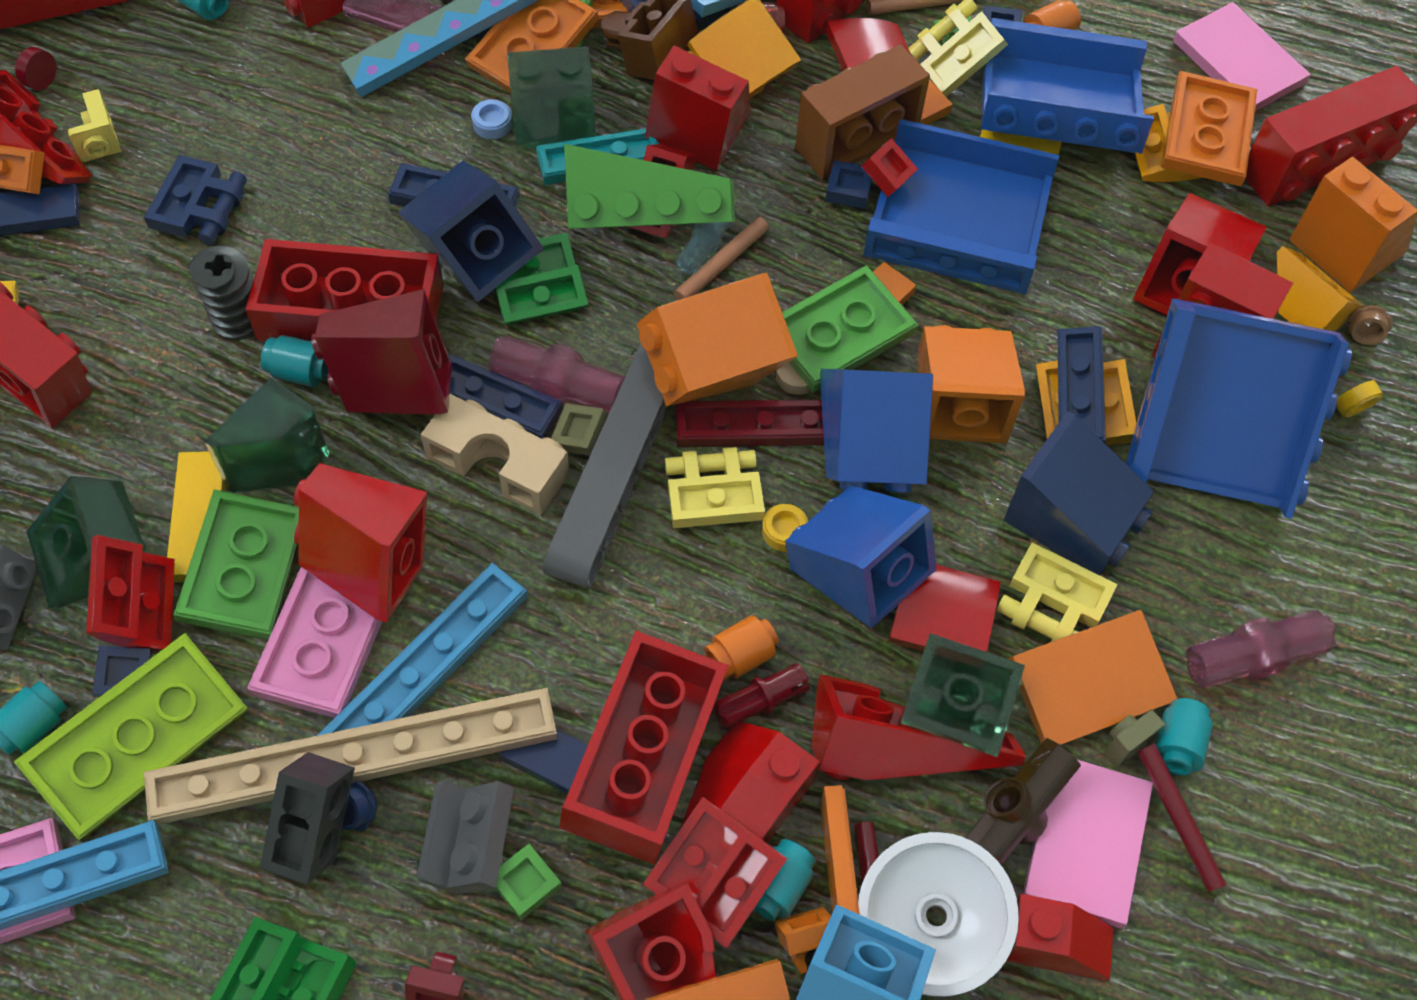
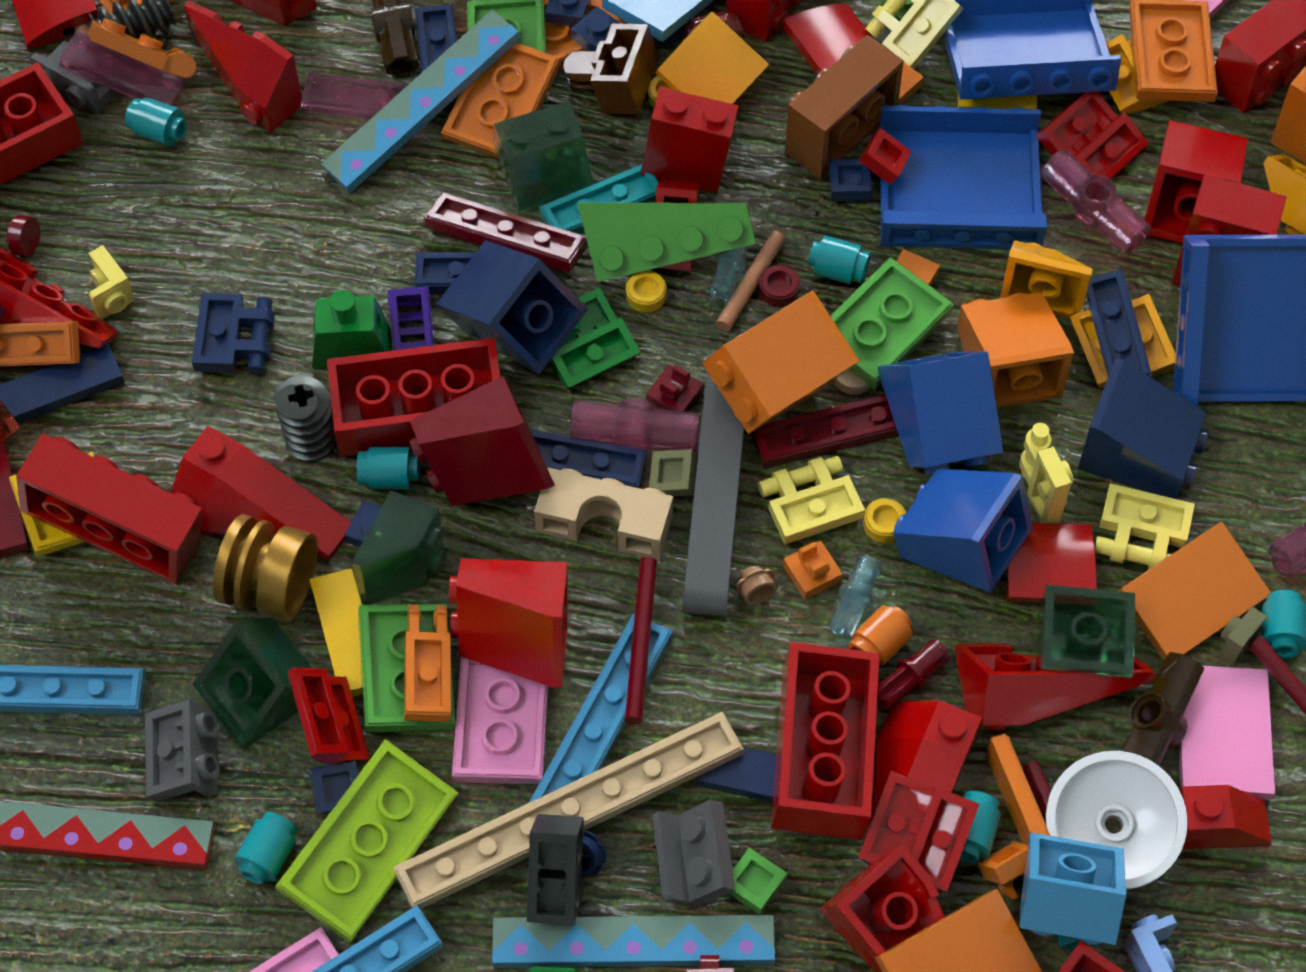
camera: 10 degrees left, 0 degrees up
(129, 429) = (265, 567): none -> pearl gold wheel
(143, 356) = (235, 481): none -> red wedge
(255, 569) = (427, 668): none -> orange hinge
(304, 213) = (348, 327): none -> green torso
(375, 203) = (409, 299): none -> dark purple slope
(378, 917) = (634, 941): none -> tile
(487, 594) = (640, 641): none -> dark red bar
(492, 119) = (486, 187): light blue tile -> none
(510, 169) = (480, 223): none -> dark red tile
(609, 349) = (675, 390): none -> dark red tile
(614, 248) = (646, 291): none -> yellow tile
(629, 563) = (756, 585): none -> medium nougat plate
(694, 560) = (812, 569): none -> orange tile
(728, 598) = (855, 595): none -> clear light blue axle
(747, 264) = (779, 286): none -> dark red tile
(815, 258) = (839, 260): none -> teal brick
(963, 517) = (1046, 475): none -> light yellow plate
(1030, 318) = (1047, 271): none -> light orange slope
(1093, 257) = (1082, 191): none -> clear pink piece
(1106, 198) = (1093, 135): none -> red slope

